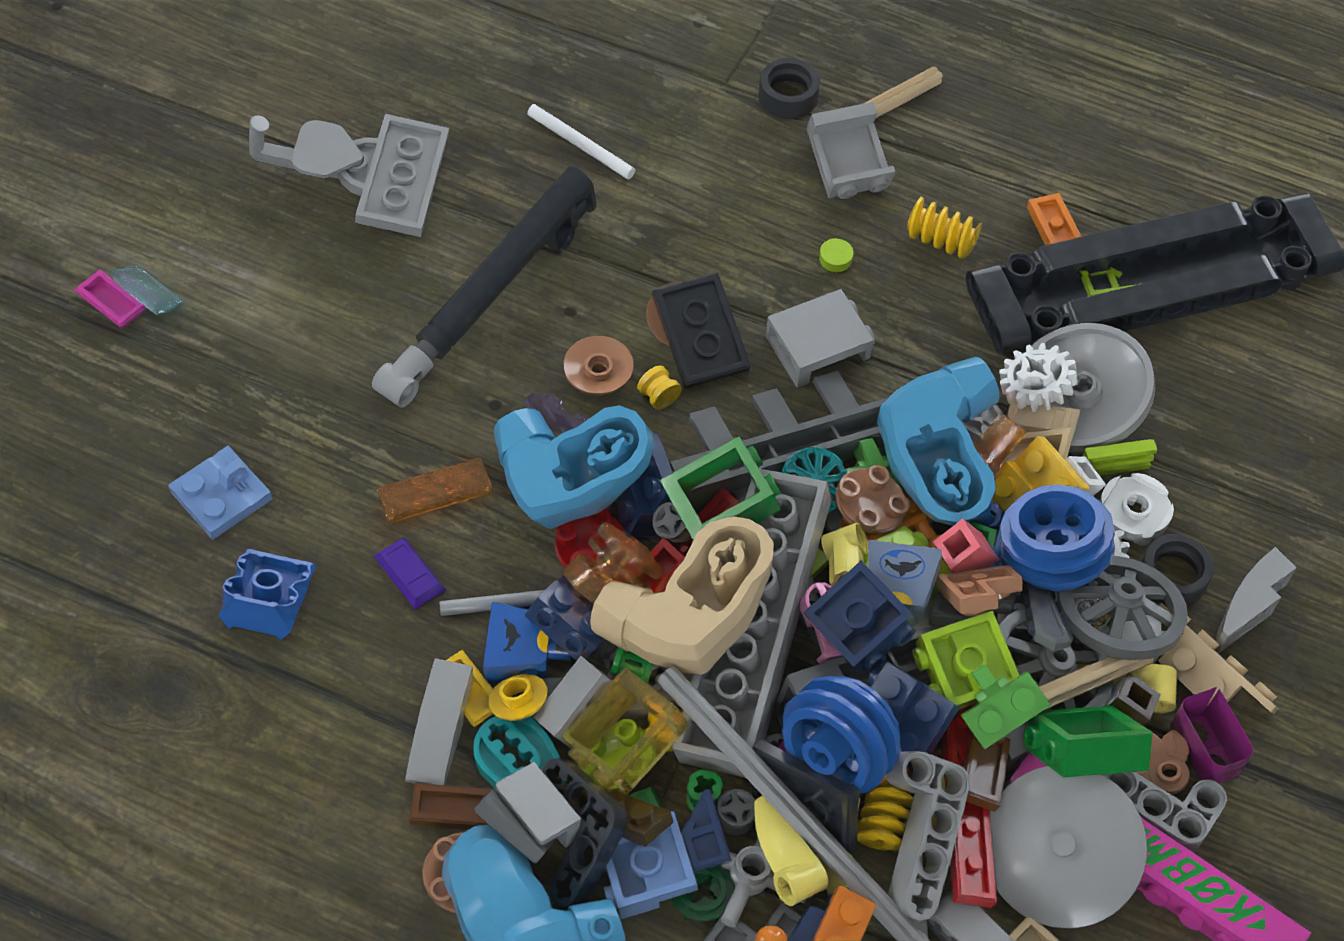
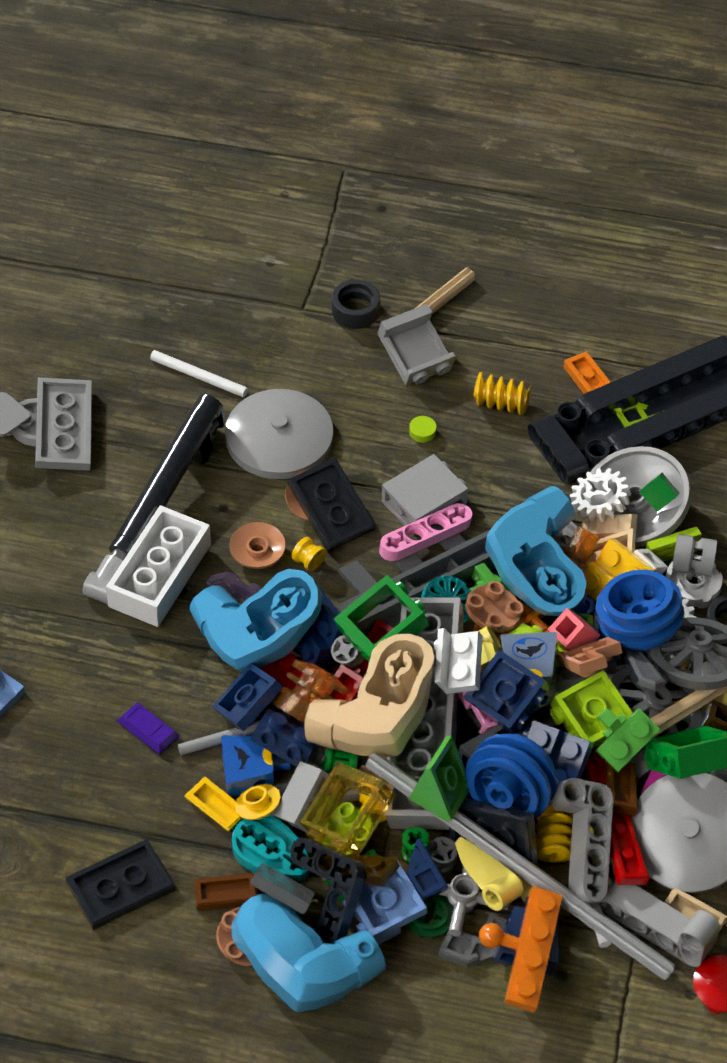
camera: 10 degrees left, 5 degrees down
(265, 593) = (41, 762): blue slope -> none
(322, 771) = (120, 884): none -> black tile
(434, 490) = (152, 662): clear orange tile -> none
(439, 722) = (202, 831): light grey slope -> none
(470, 370) = (158, 566): none -> white brick
(535, 559) = (247, 697): none -> dark blue plate
(539, 806) = (297, 873): light grey panel -> none
(659, 231) = (279, 433): none -> light grey dish
(750, 724) = (442, 783): none -> bright green slope
(805, 565) = (458, 661): none -> white bracket
(807, 381) = (422, 528): none -> bright pink beam
(1114, 387) = (659, 492): none -> green tile
(1130, 473) = (684, 553): none -> light grey wheel

